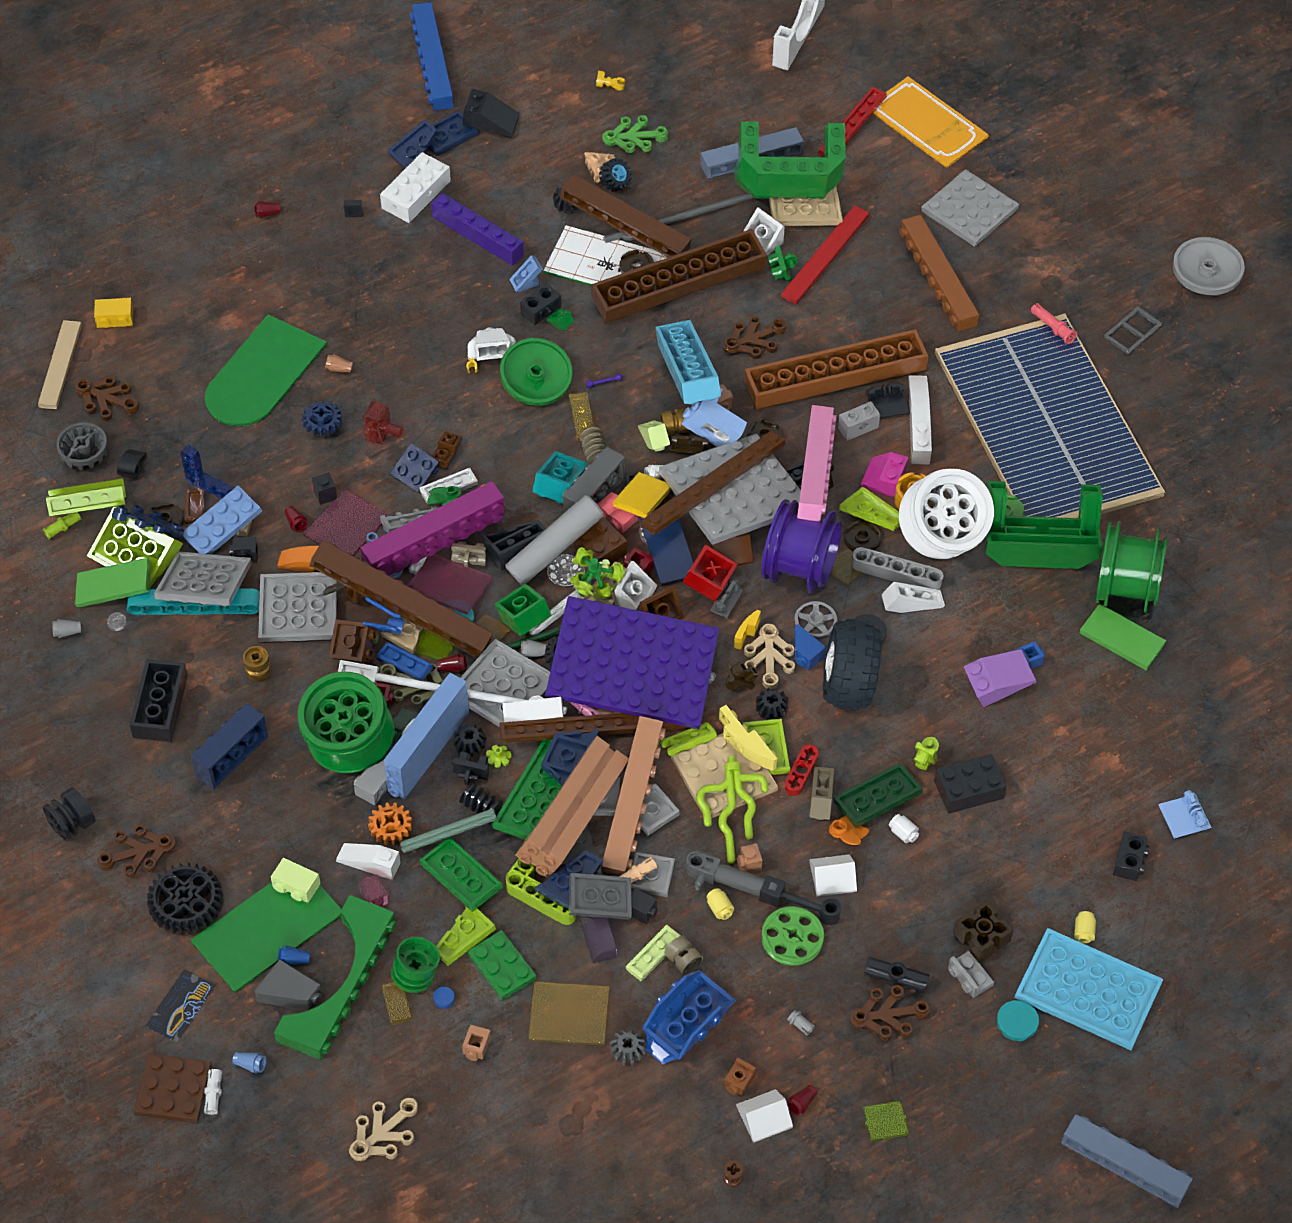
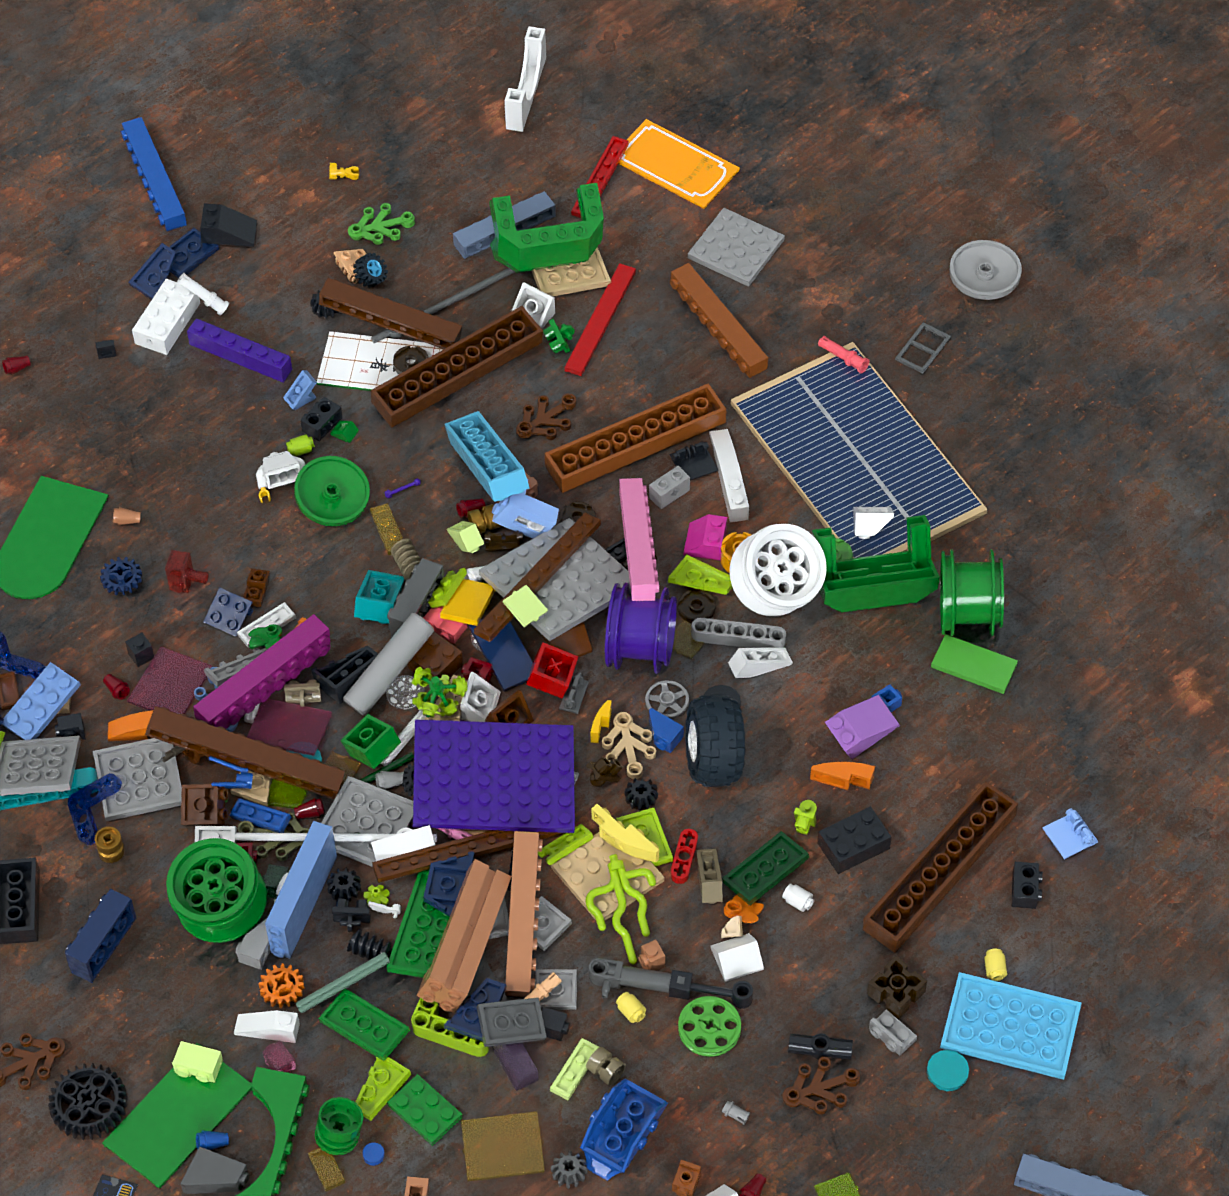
camera: 10 degrees left, 0 degrees up
(242, 618) = (87, 801): none -> clear blue beam
(459, 177) = (209, 298): none -> white pin
(514, 771) = (395, 909): none -> white piece
(515, 325) = (300, 445): none -> lime brick
(625, 479) = (447, 588): none -> lime hinge
(661, 406) = (469, 505): none -> dark red cone
(694, 507) = (525, 606): none -> yellowish green piece
(834, 846) = (733, 928): none -> tile
(972, 719) = (843, 774): none -> orange slope
(1047, 483) = (870, 520): none -> white slope
(1048, 824) = (939, 867): none -> reddish brown brick

